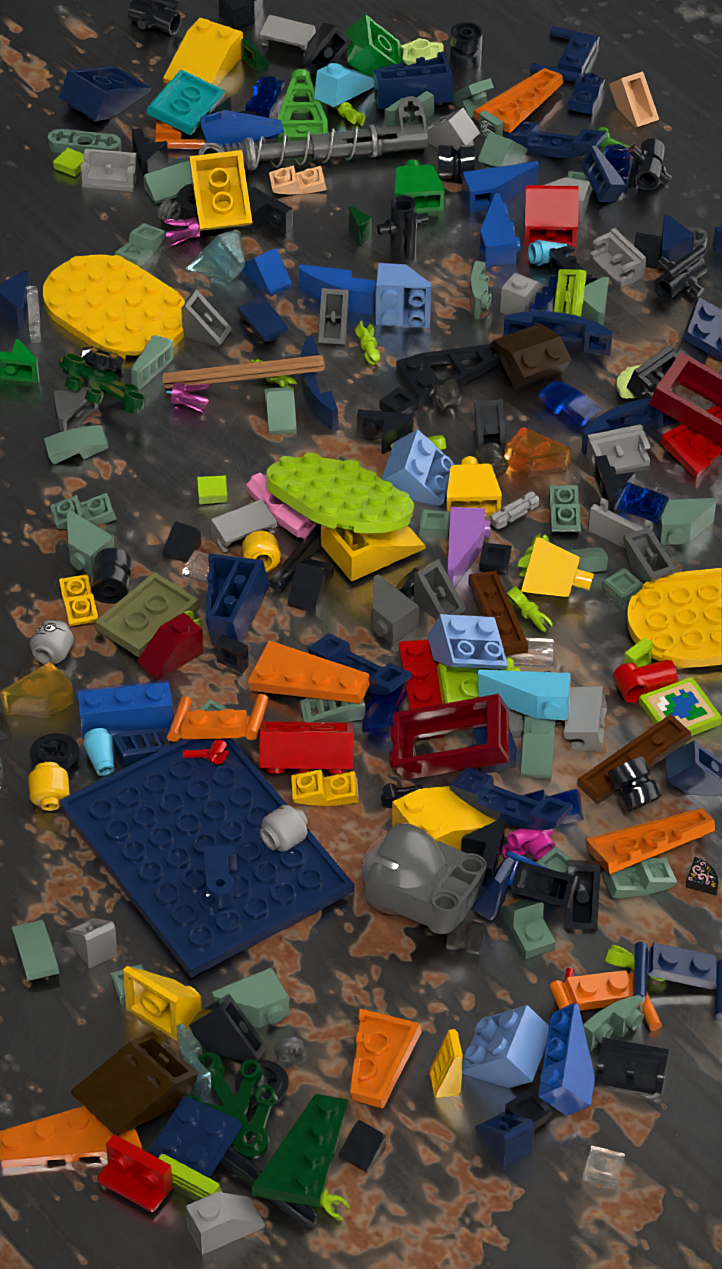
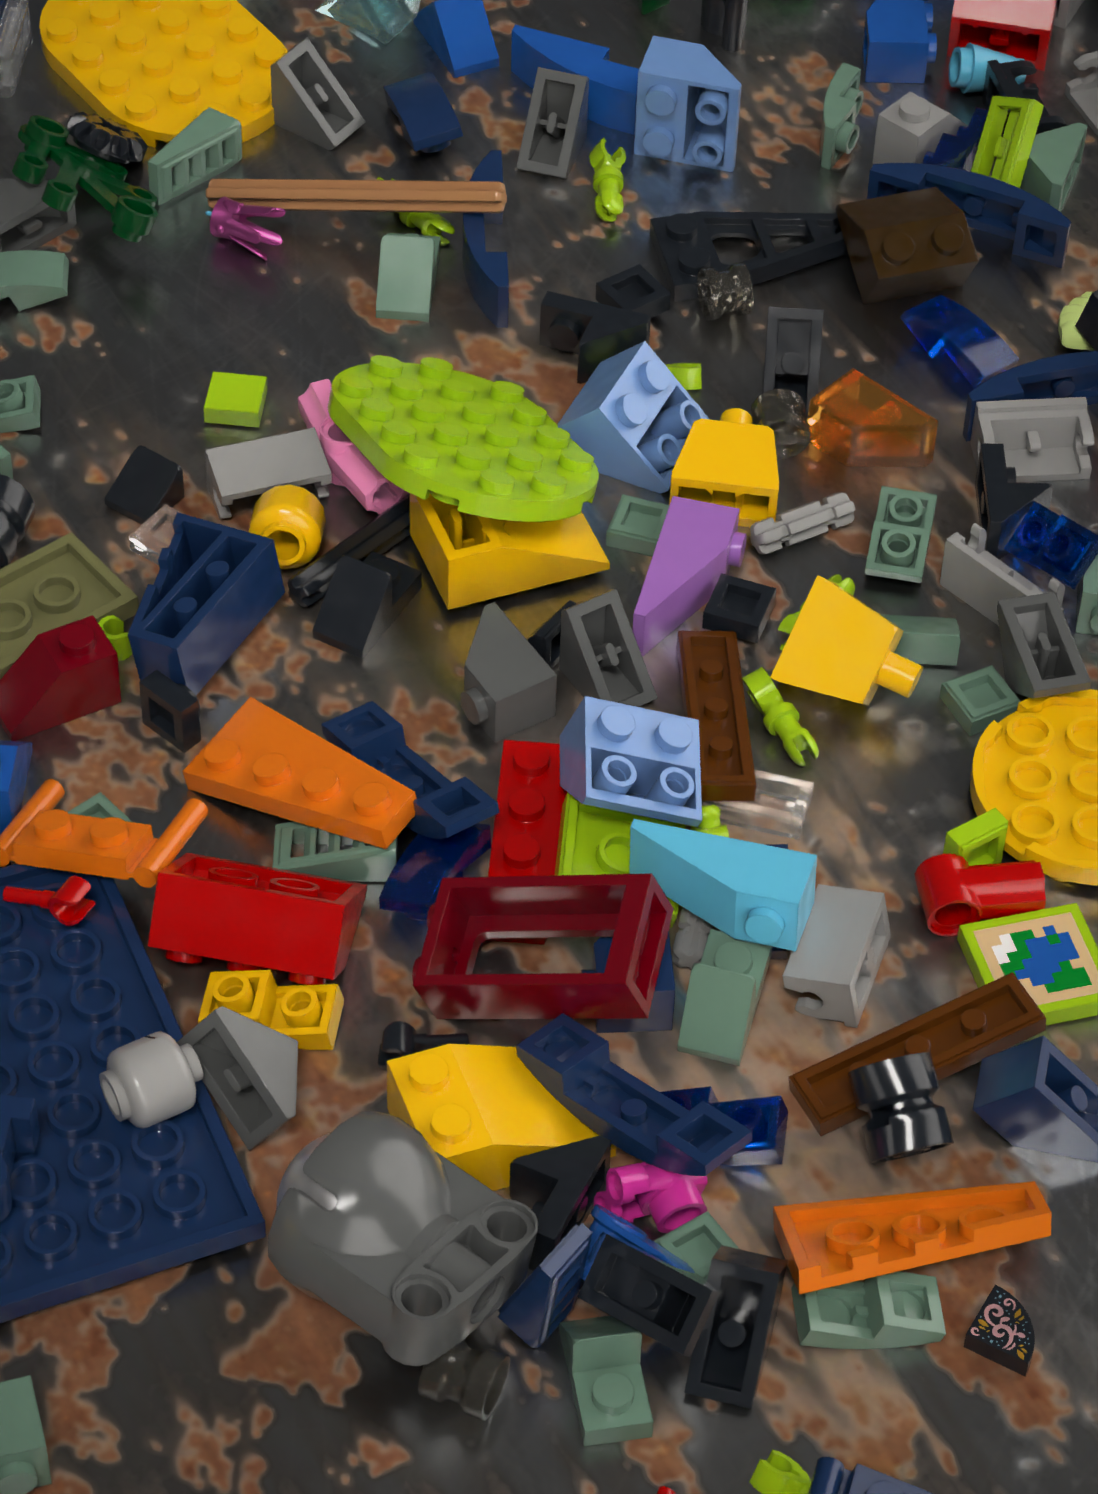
camera: 10 degrees right, 0 degrees up
(327, 818) = (247, 1072): none -> dark grey slope

